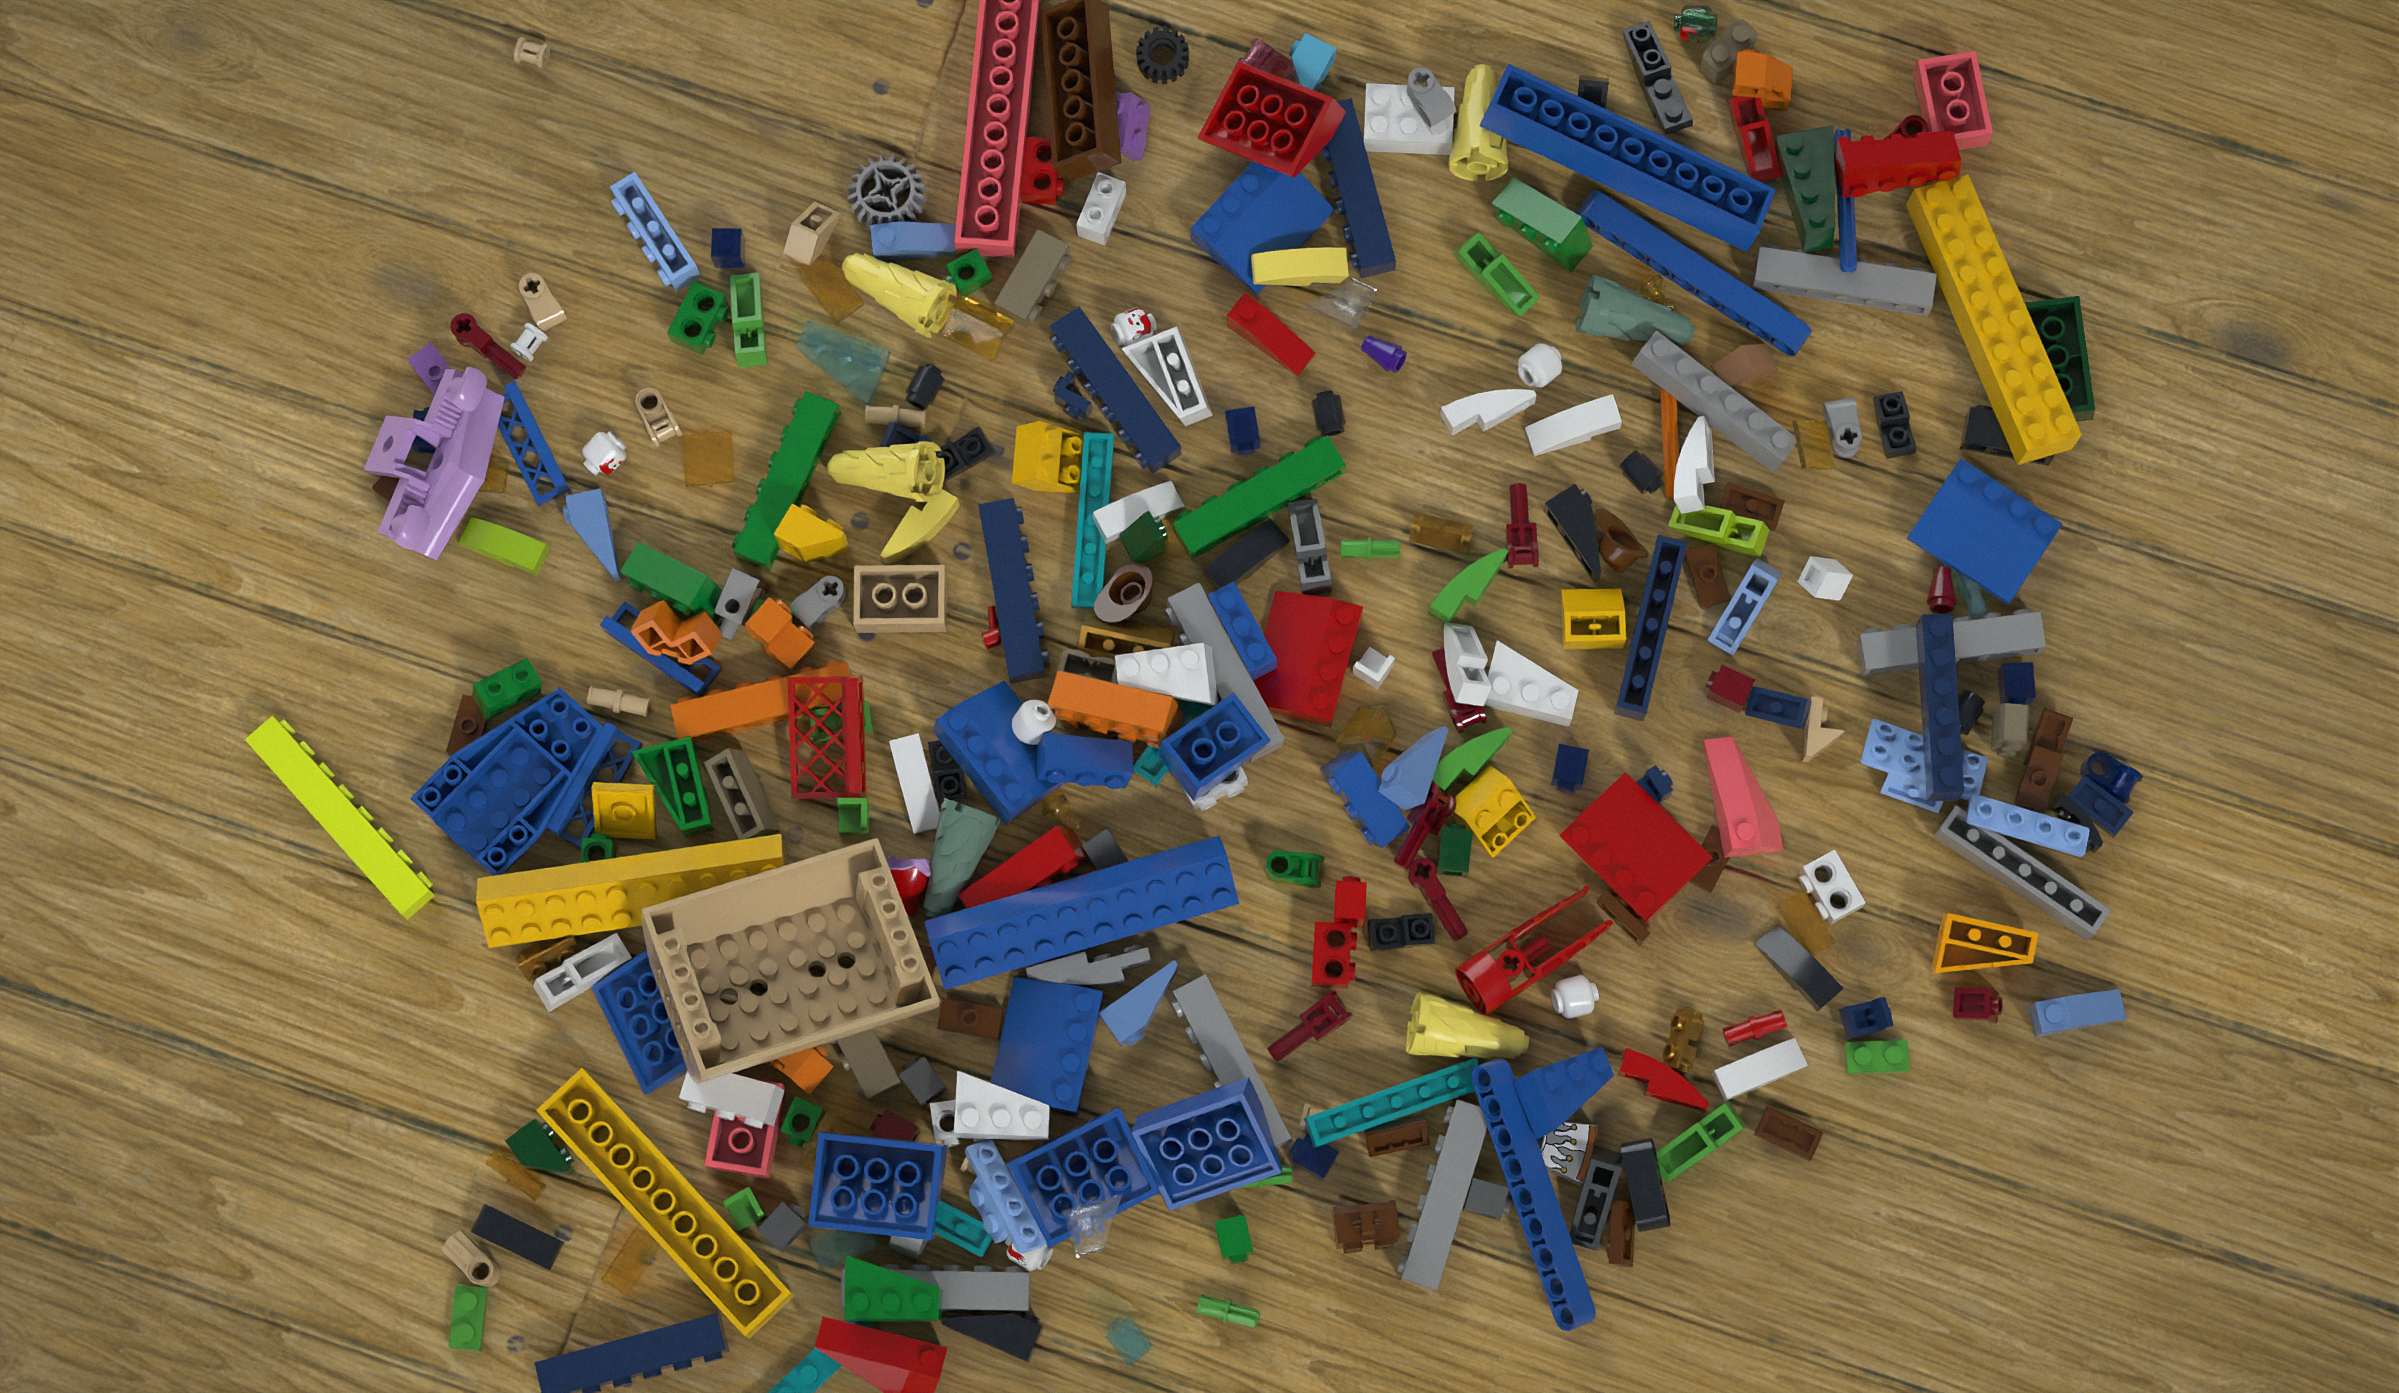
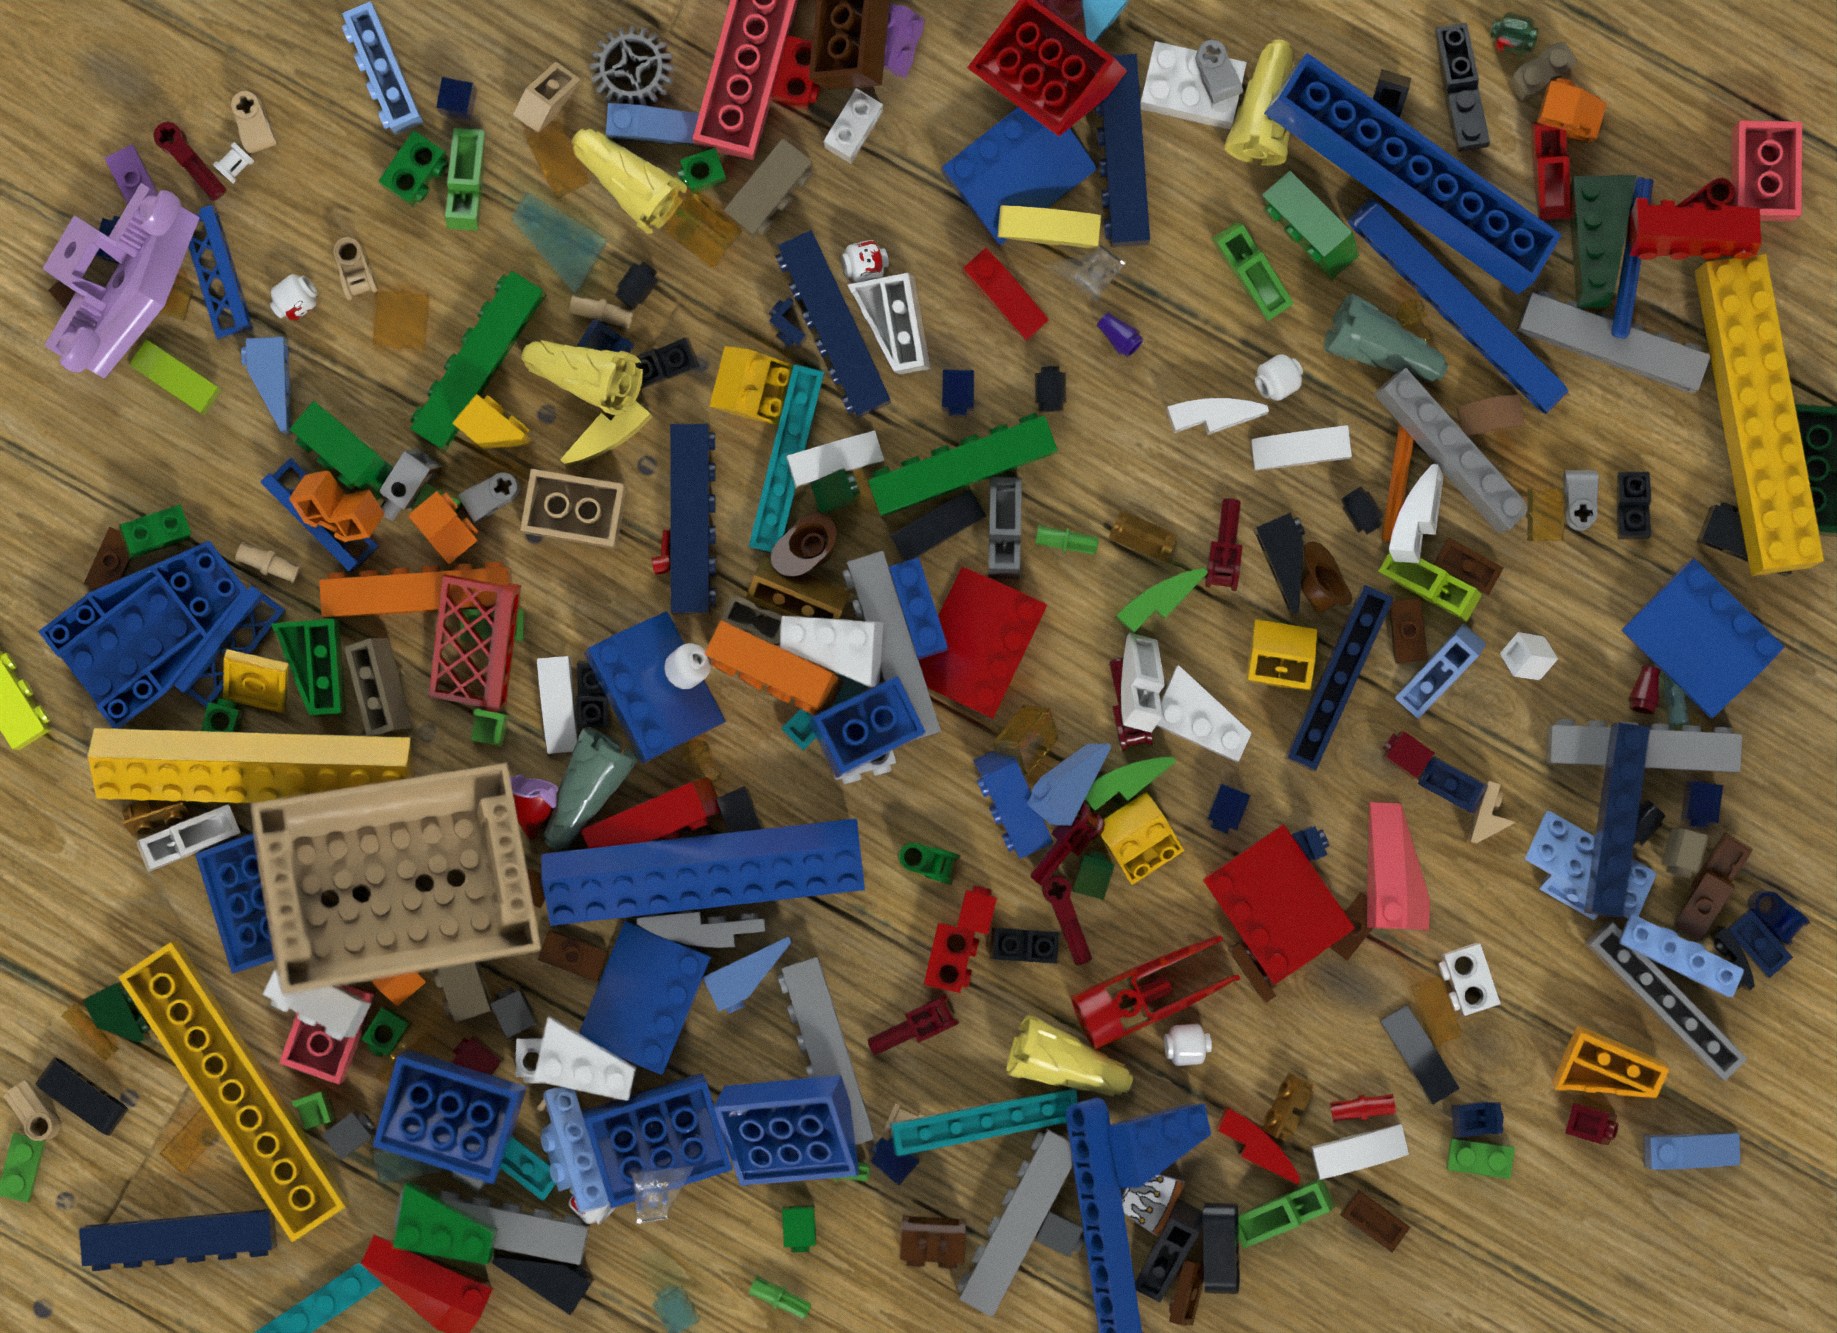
camera: 10 degrees right, 10 degrees up
(1084, 760) = (733, 715): blue brick -> none
(1373, 667) = (1047, 666): white panel -> none
(1397, 1135) = (982, 1153): reddish brown plate -> none

